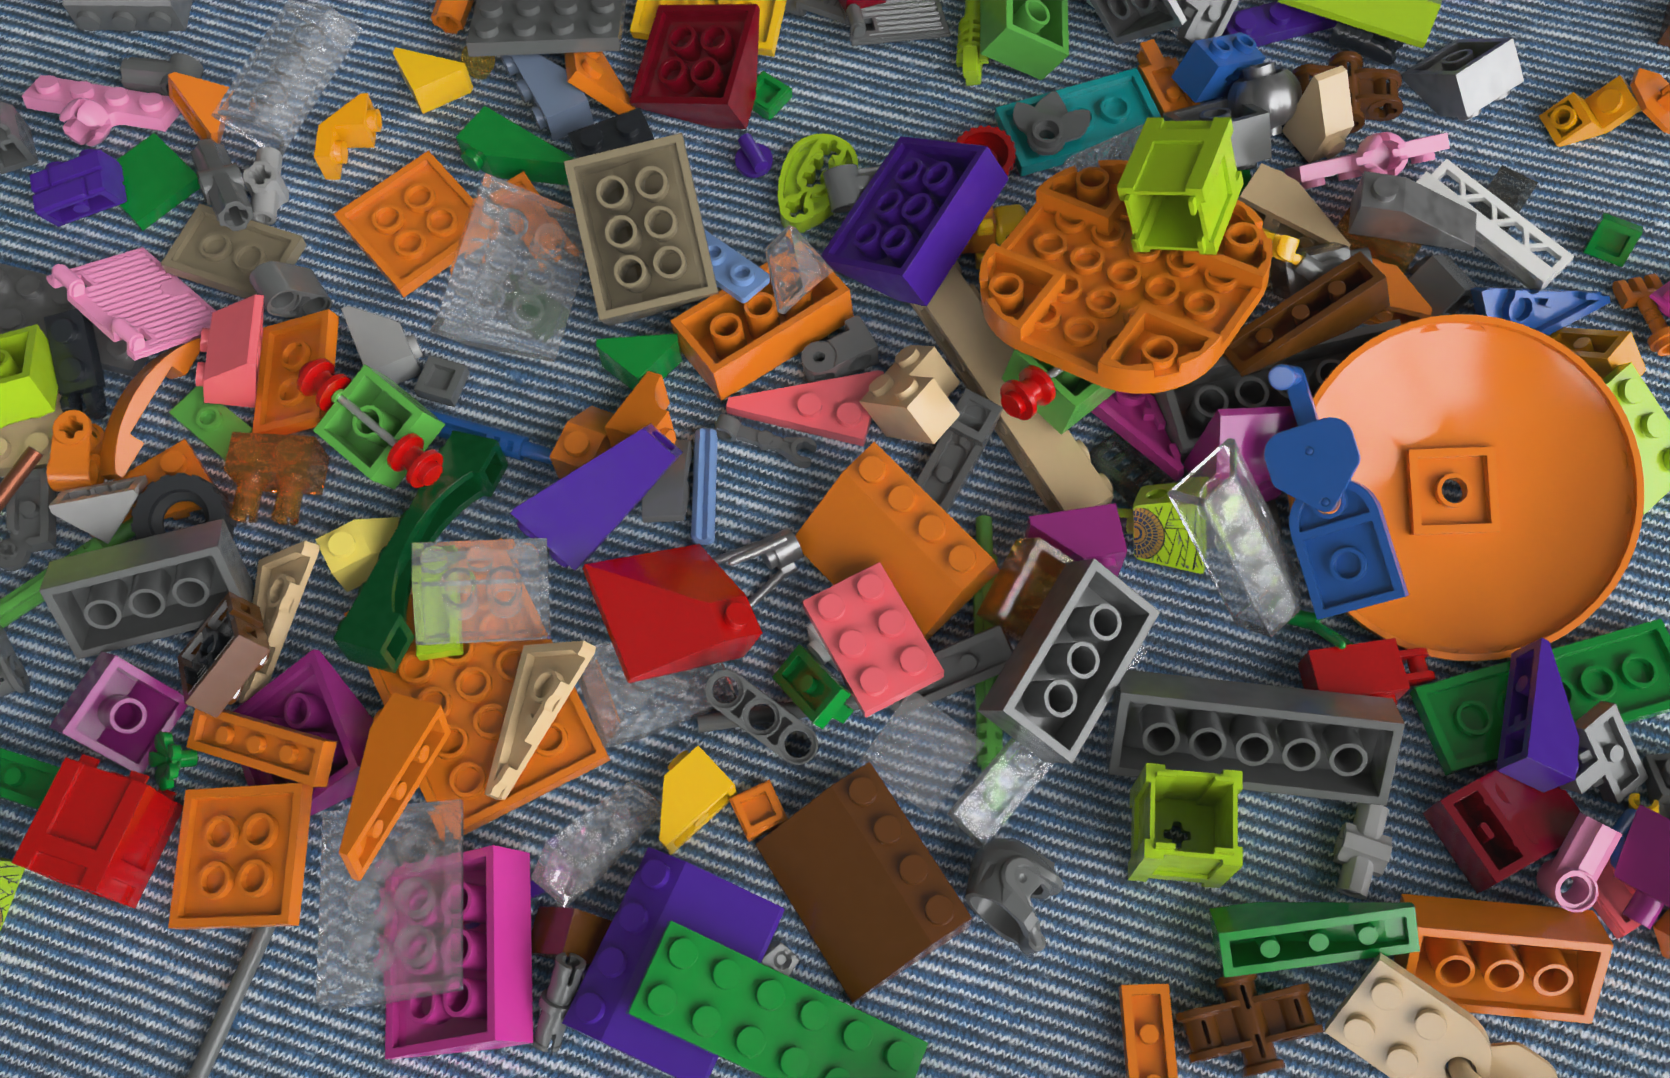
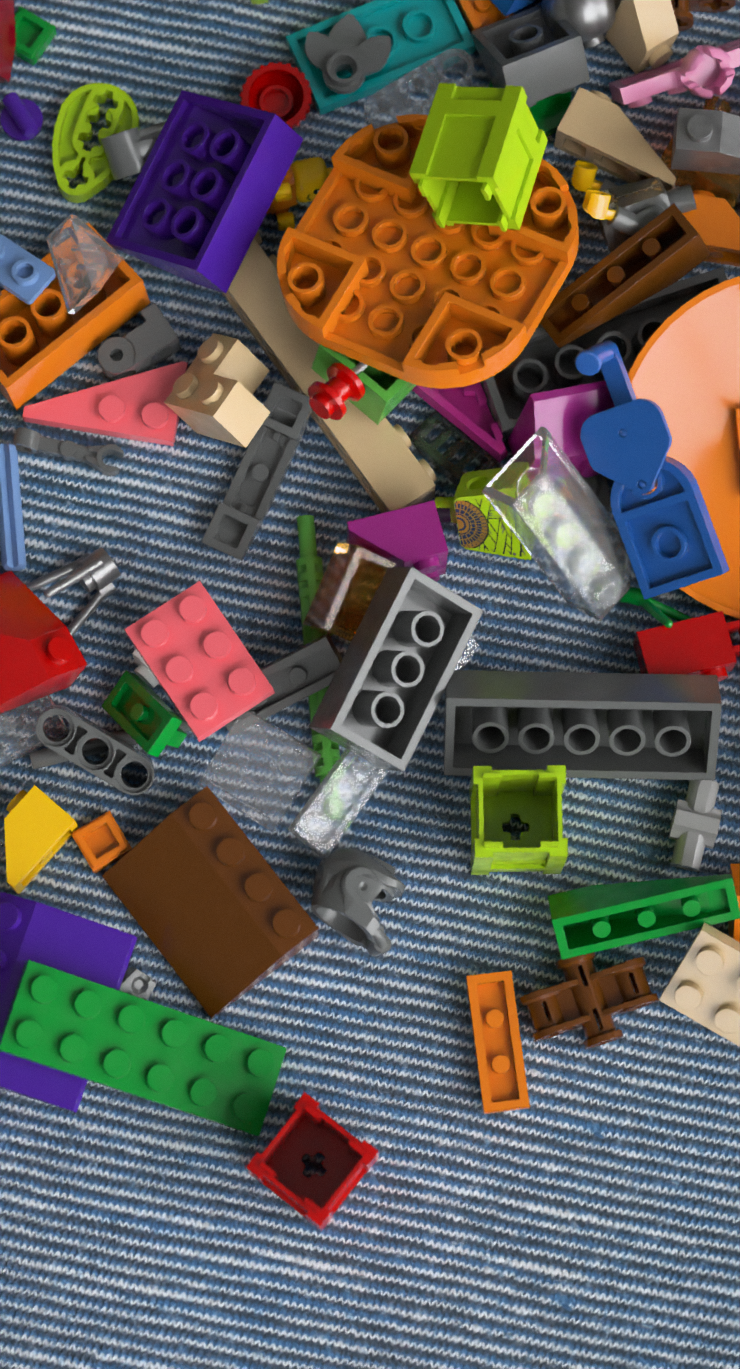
camera: 10 degrees left, 10 degrees up
(887, 518) = (204, 533): orange slope -> none

